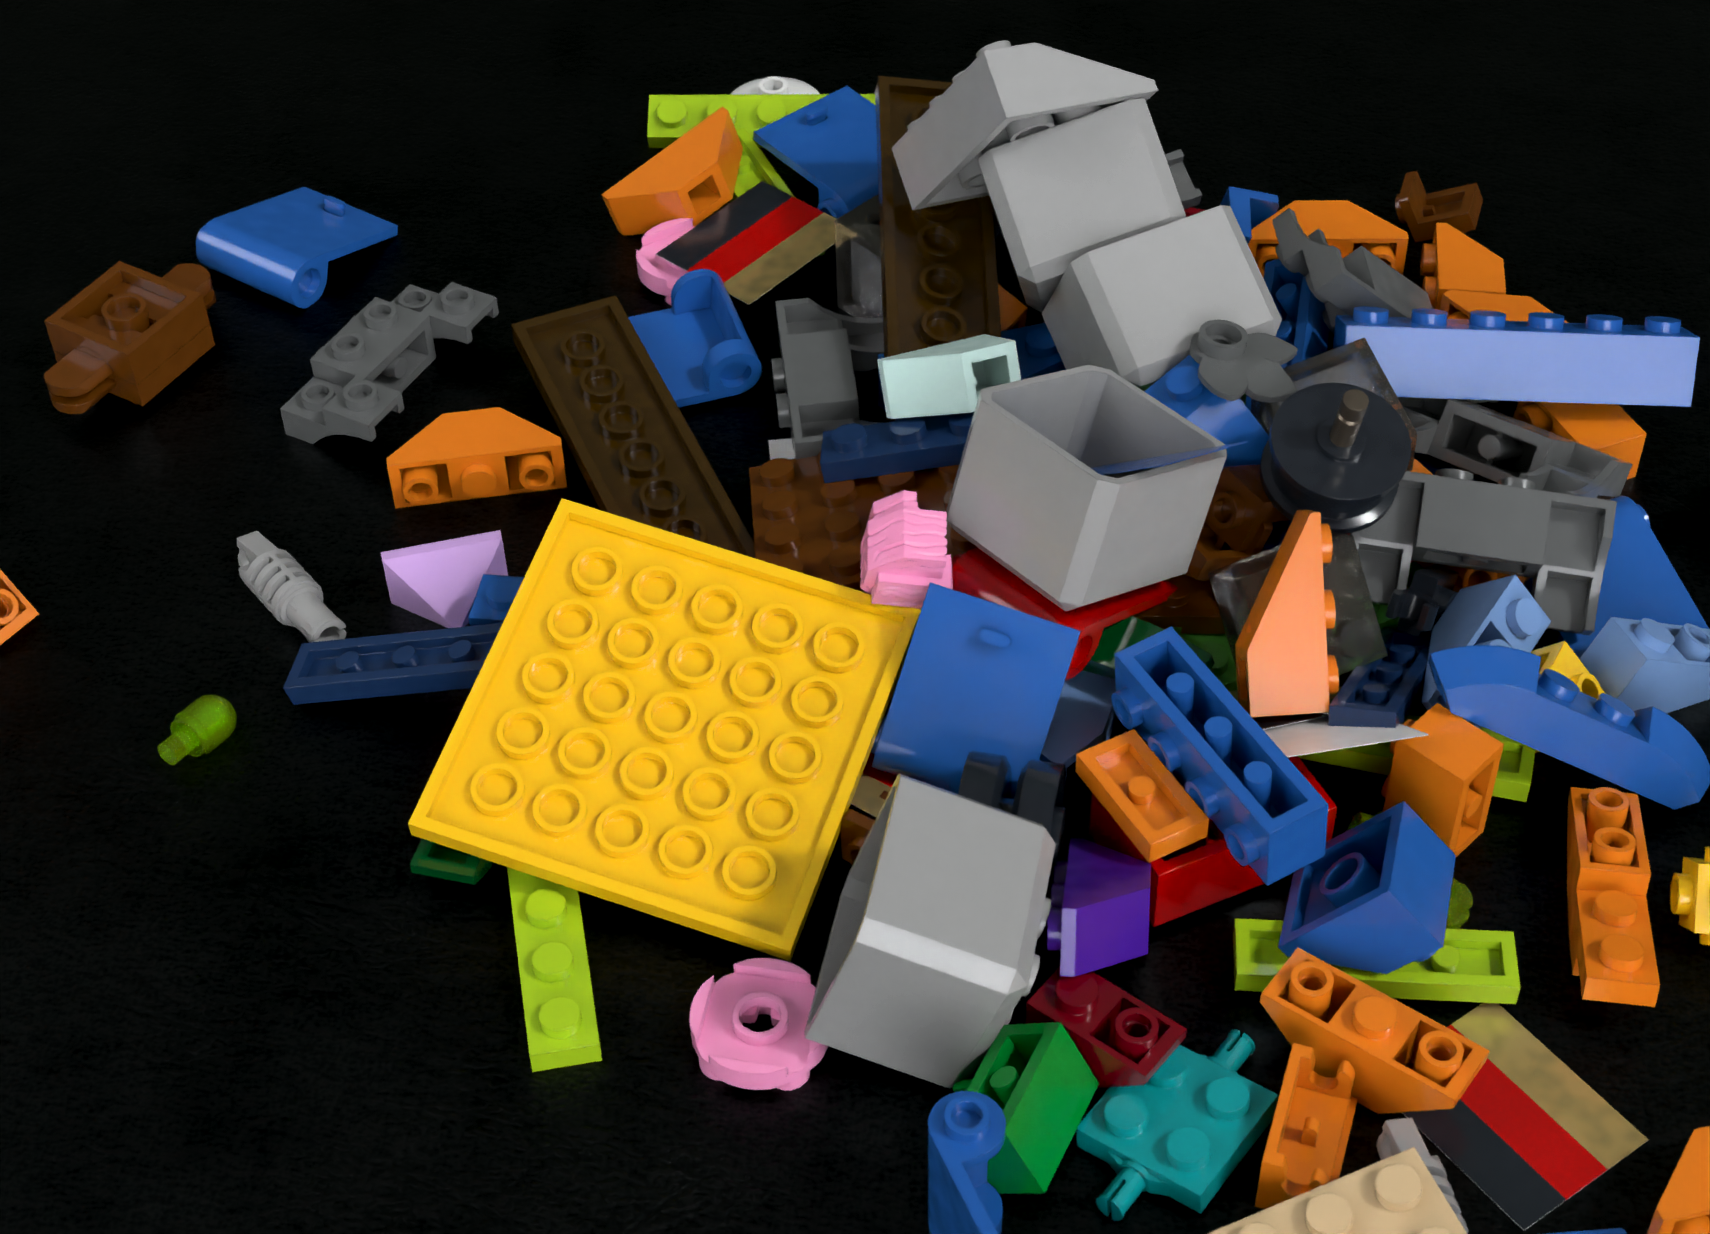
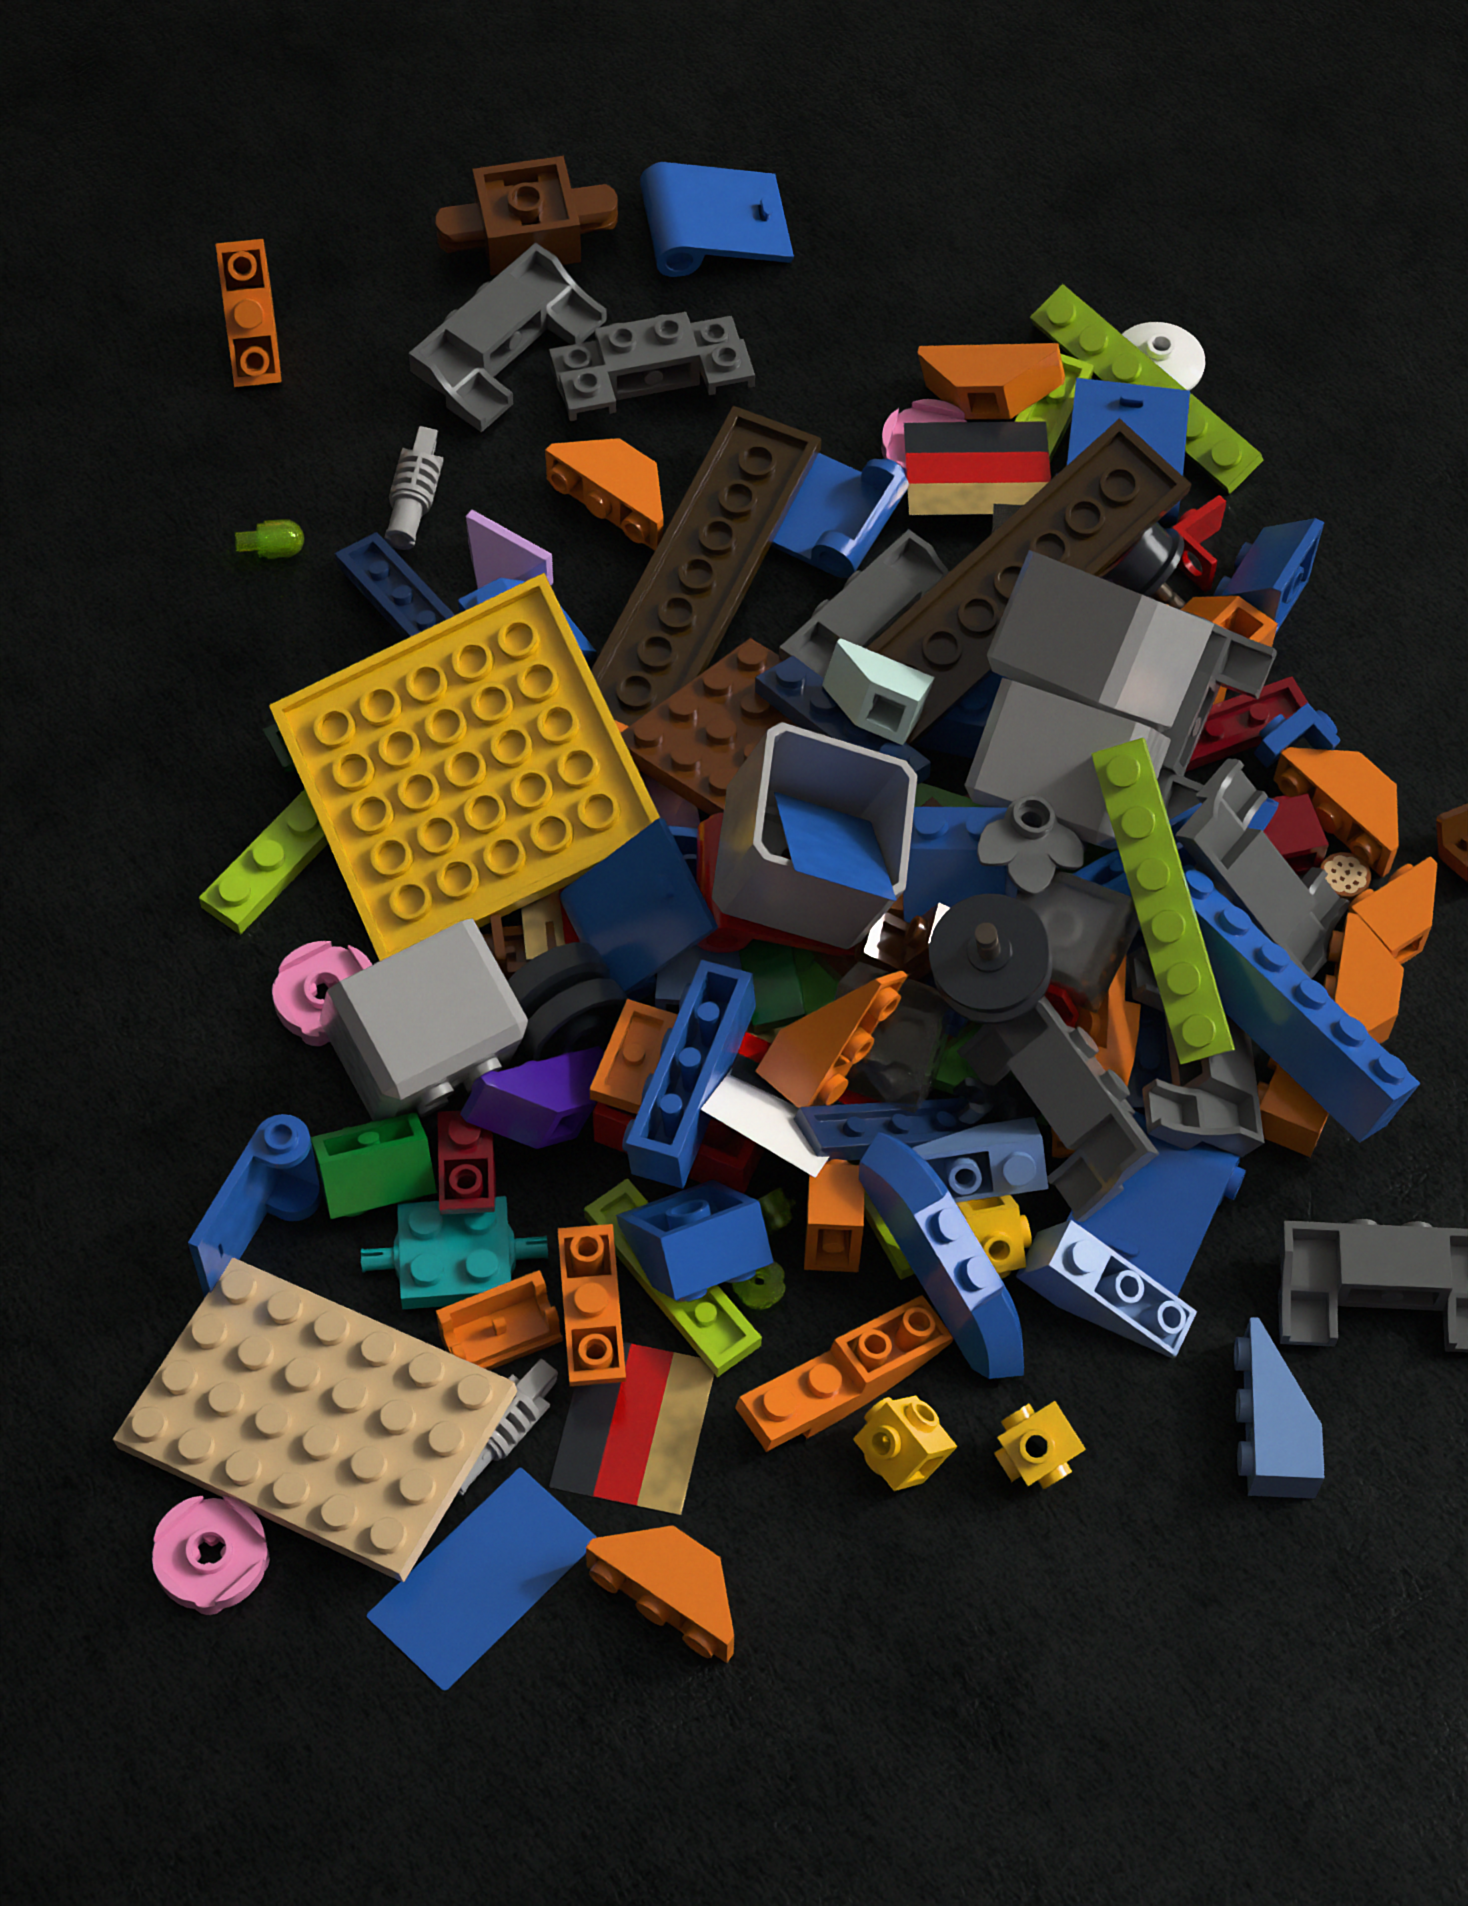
camera: 45 degrees right, 15 degrees up
(209, 427) = (496, 328): none -> dark grey bracket
(904, 551) = (679, 787): bright pink hair -> none
(997, 101) = (1080, 537): light grey slope -> none
(1397, 335) = (1162, 901): none -> lime plate

